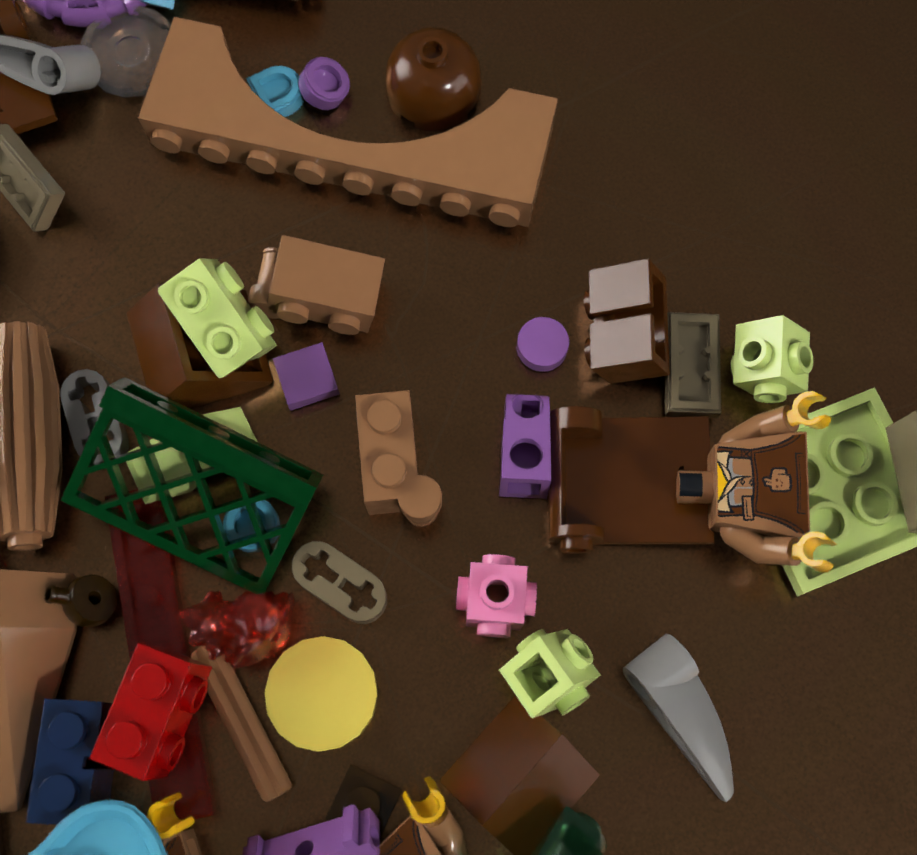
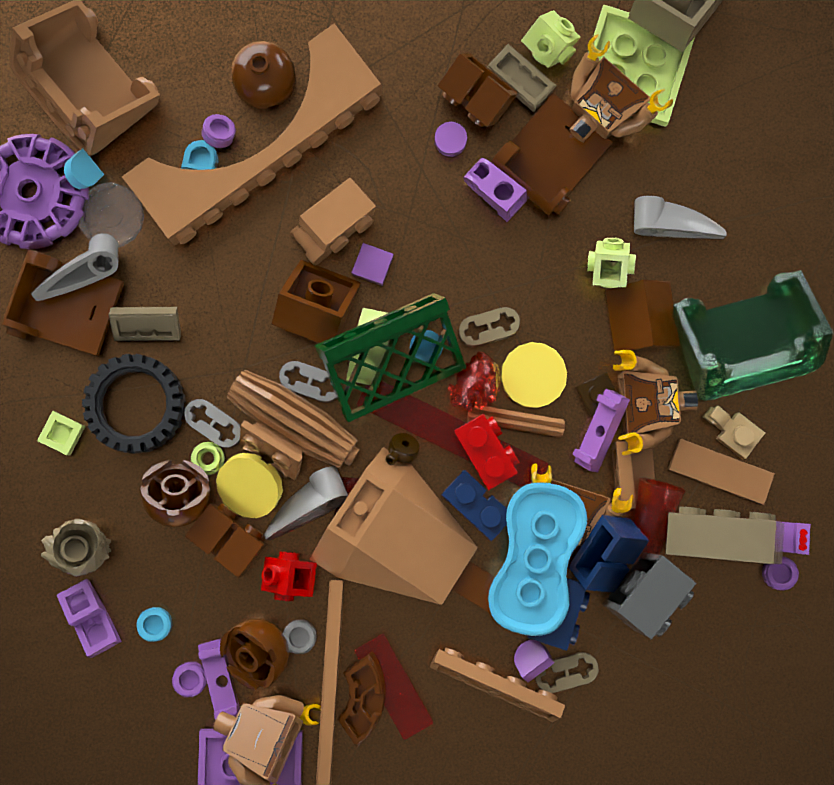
camera: 50 degrees left, 10 degrees up
(217, 316) = (316, 280): yellowish green bracket -> none
(390, 459) = (452, 255): medium nougat hinge -> none
(488, 616) = (549, 269): bright pink brick -> none

